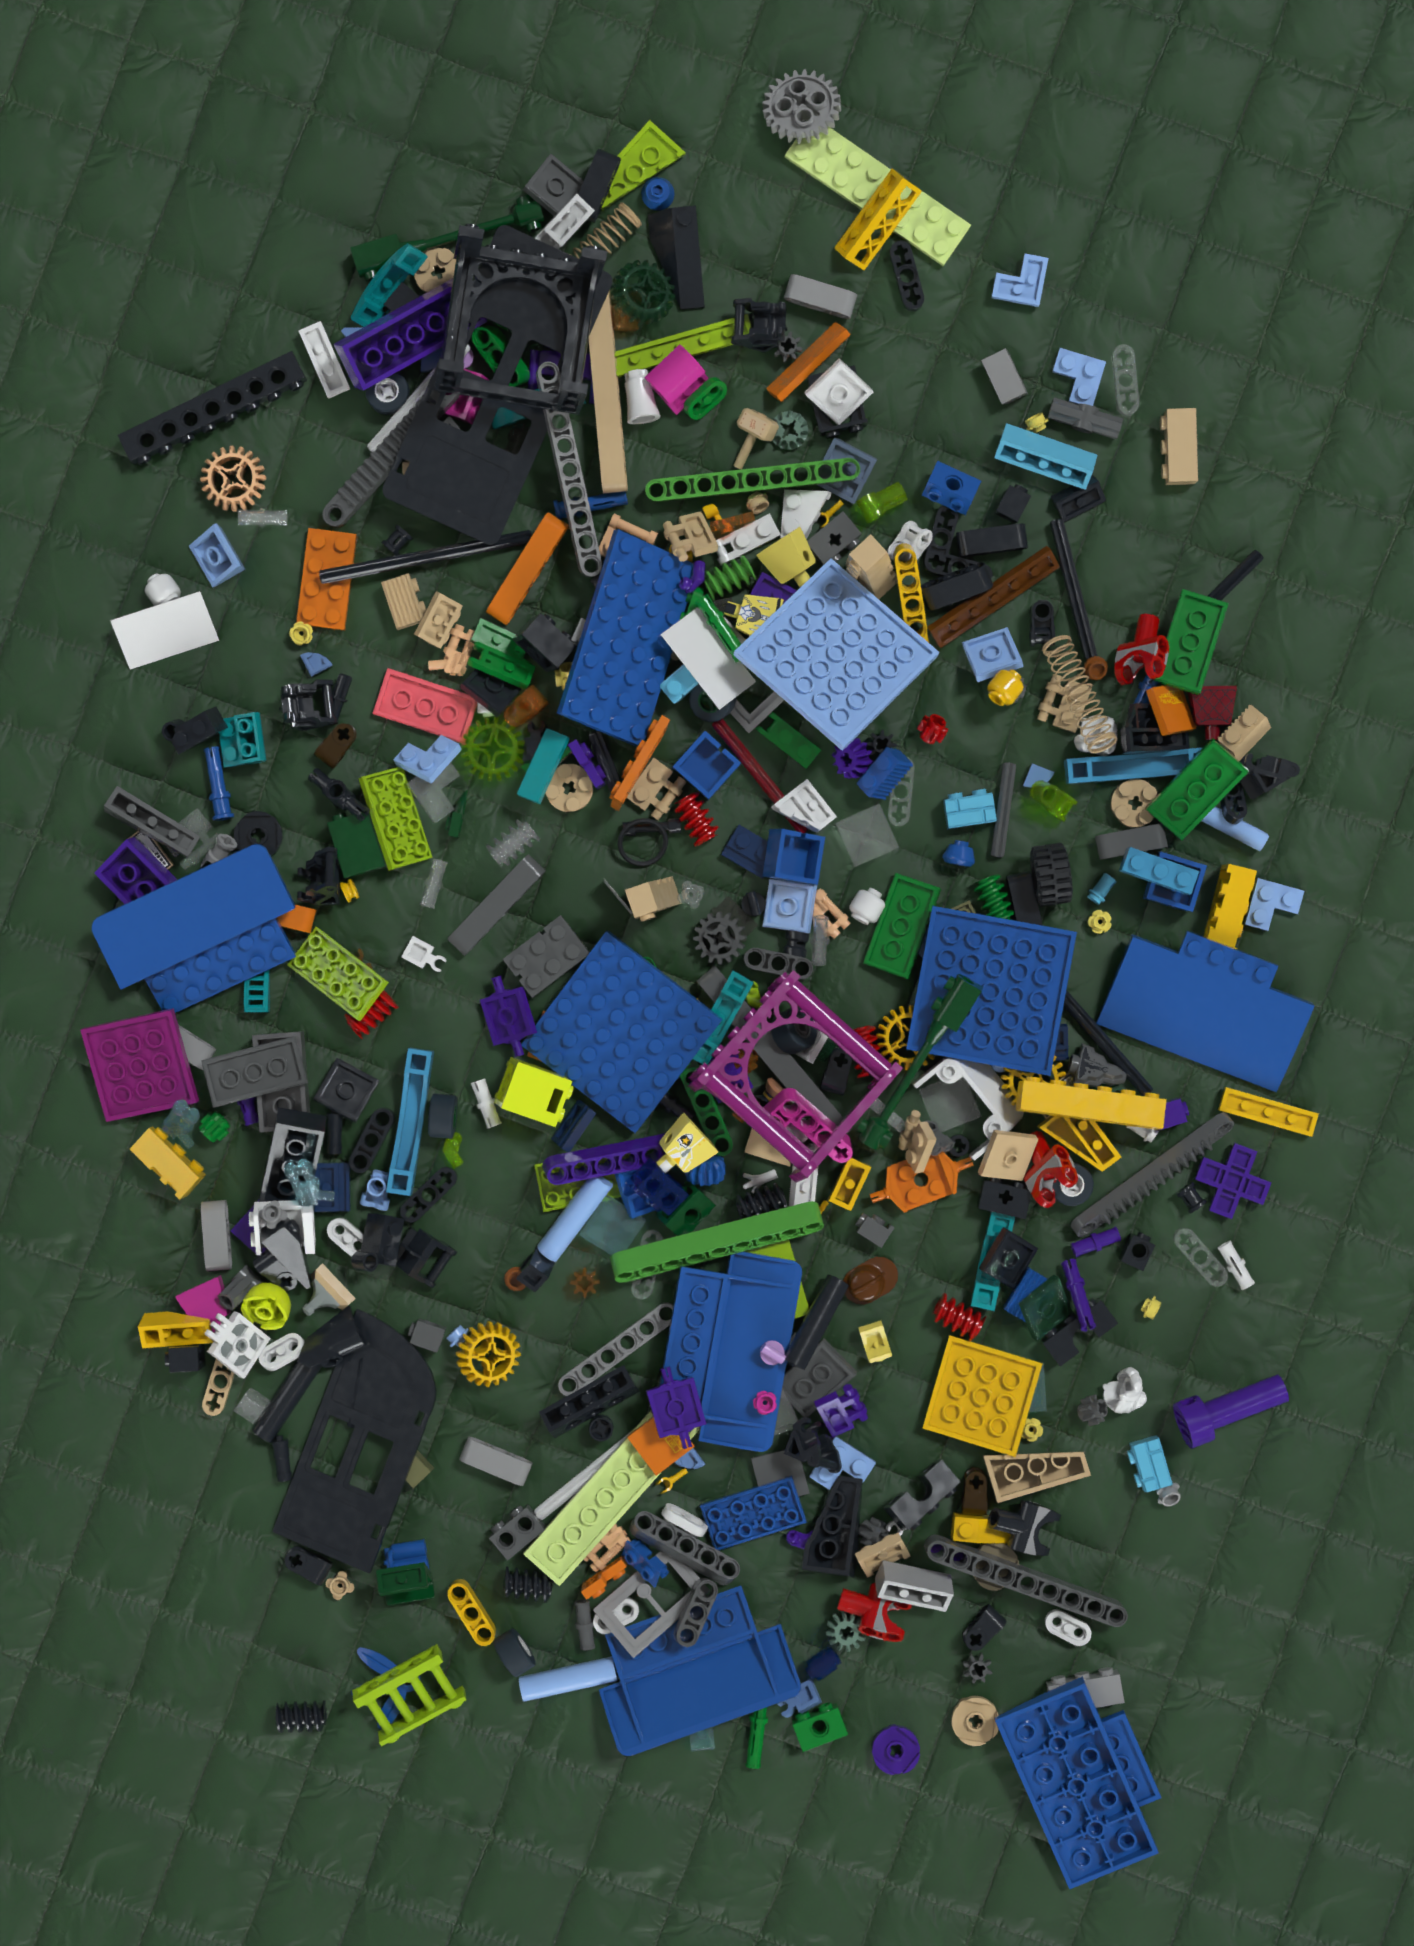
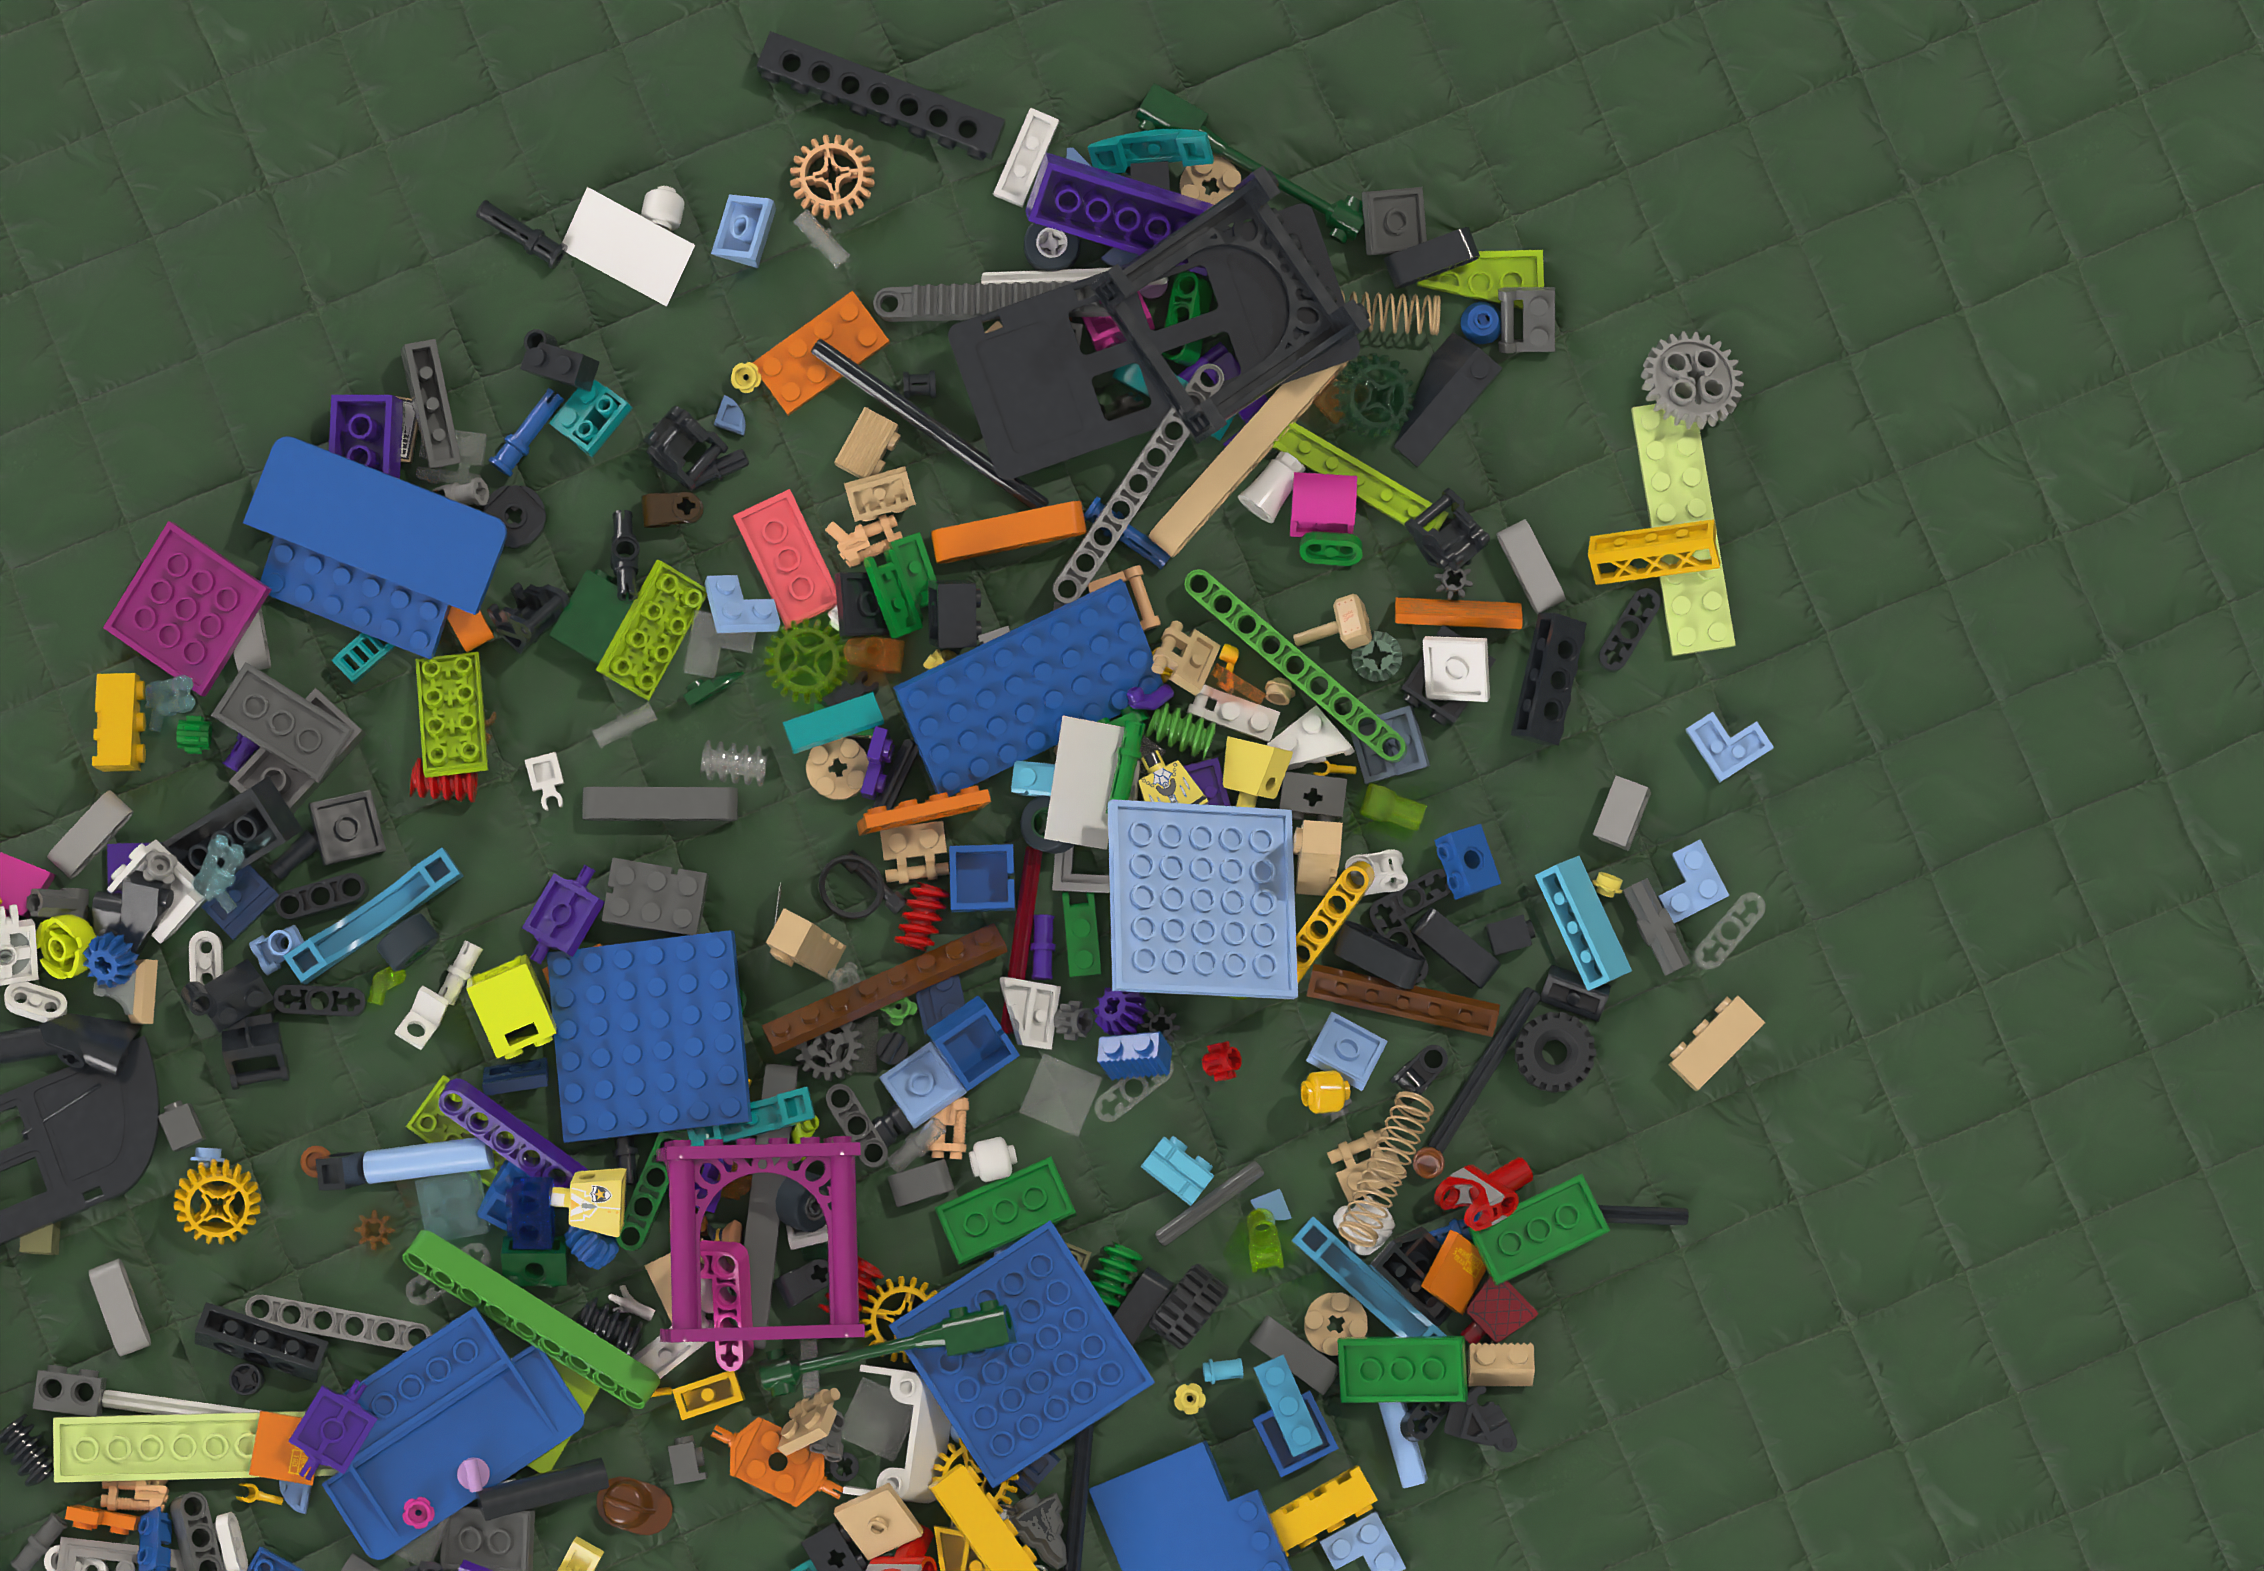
camera: 40 degrees right, 5 degrees down
(113, 677) = (533, 244): none -> black pin
(298, 1289) = (110, 960): none -> blue gear
(349, 890) = (543, 651): yellow bush -> none
(492, 1141) = (427, 1012): none -> white bracket
(565, 222) = (1368, 262): white slope -> none
(686, 160) = (1537, 319): none -> dark grey plate
(717, 877) = (884, 988): none -> reddish brown plate
(738, 874) = (897, 1016): none -> bright green plate
(776, 768) = (1042, 947): none -> dark purple pin
(832, 789) = (1073, 1020): none -> dark grey gear
(842, 958) = (921, 1183): none -> dark grey beam
(892, 346) = (1538, 690): none -> black brick
(959, 854) = (1126, 1201): blue cone -> none
(1119, 540) = (1579, 1052): none -> black tyre

